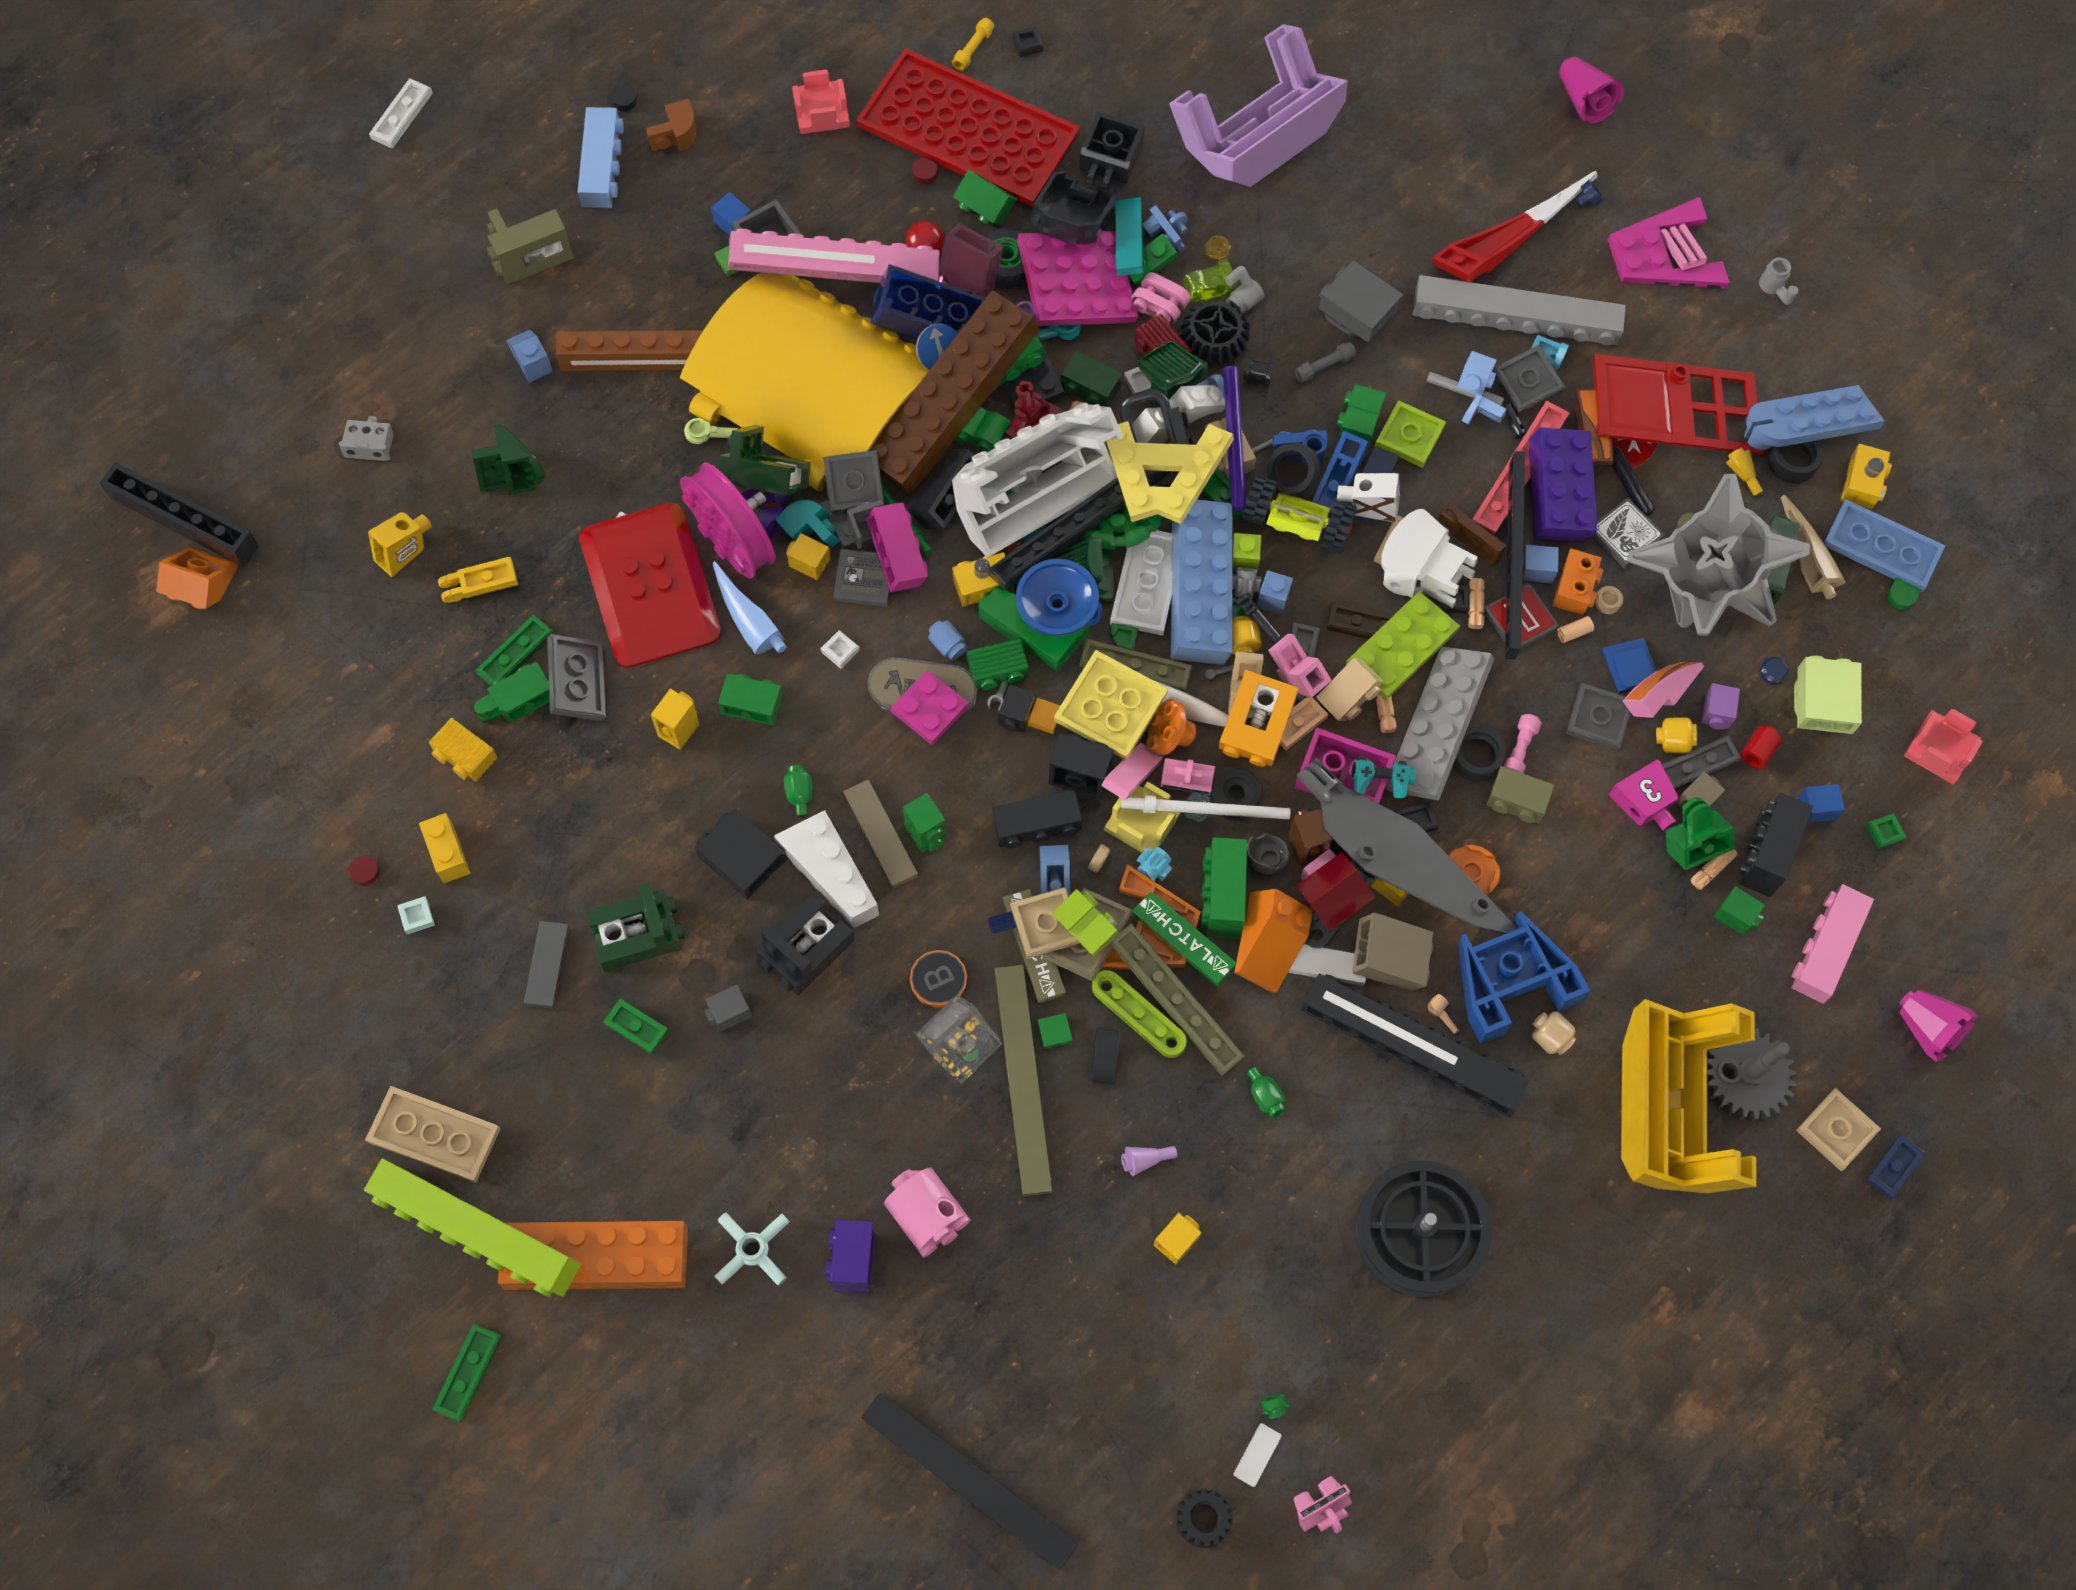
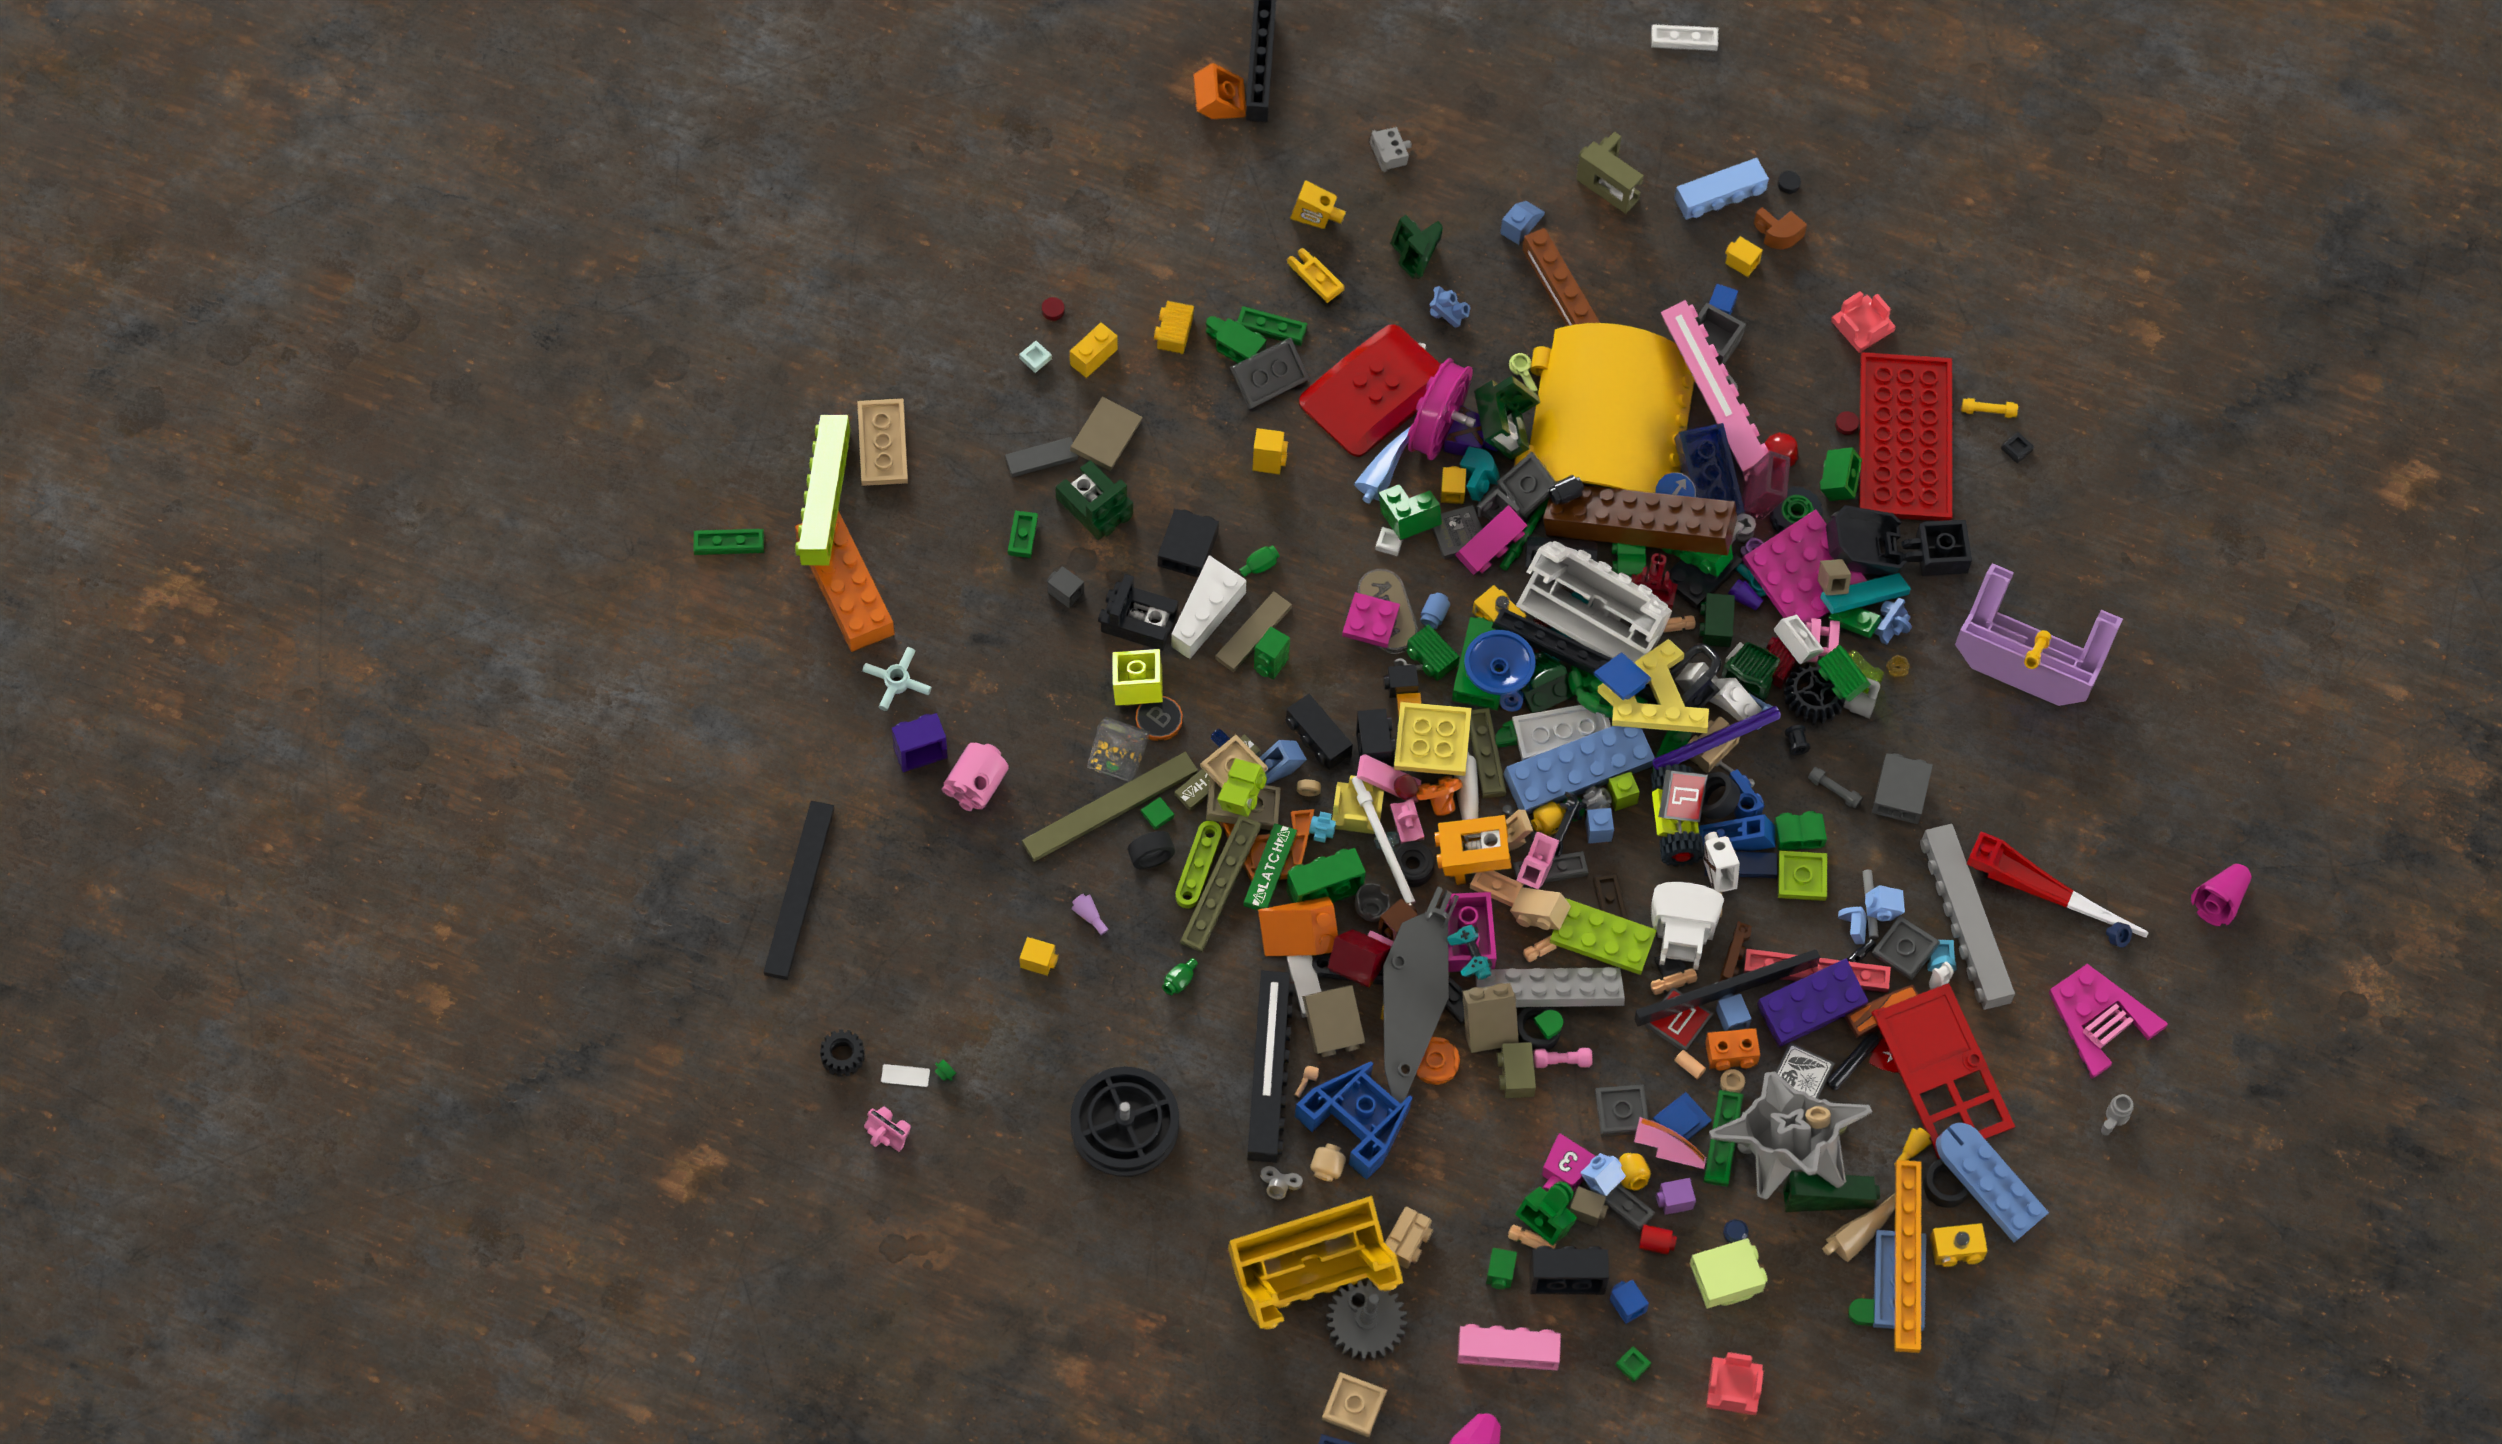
camera: 65 degrees right, 5 degrees down
(557, 881) = (1106, 433): none -> dark tan tile
(595, 466) = (1447, 306): none -> medium blue hips
(688, 173) = (1743, 256): none -> yellow brick
(750, 699) = (1314, 496): green brick -> none
(825, 616) = (1409, 515): none -> green brick
(885, 977) = (1137, 677): none -> neon yellow brick
(888, 443) = (1566, 490): none -> black brick
(1068, 344) = (1745, 595): none -> dark purple cone
(1106, 249) = (1834, 577): none -> dark tan brick
(1136, 485) = (1622, 676): none -> blue piece
(1149, 758) = (1405, 786): none -> dark red tile
(1155, 315) = (1798, 639): none -> white slope
(1220, 289) = (1843, 673): none -> green brick
(1290, 495) = (1682, 795): none -> tile
(1296, 112) = (2042, 642): none -> yellow bar
(1460, 792) = (1490, 1017): none -> dark tan brick
(1487, 738) = (1549, 1023): none -> green tile
(1553, 1093) = (1279, 1182): none -> light grey piece
(1579, 361) = (1941, 976): none -> white bar
(1666, 634) = (1721, 1152): none -> green tile
(1669, 987) = (1408, 1236): none -> tan brick
(1679, 762) = (1603, 1174): none -> light blue brick
(1717, 527) = (1818, 1117): none -> tan tile
(1871, 524) = (1907, 1256): none -> light orange plate

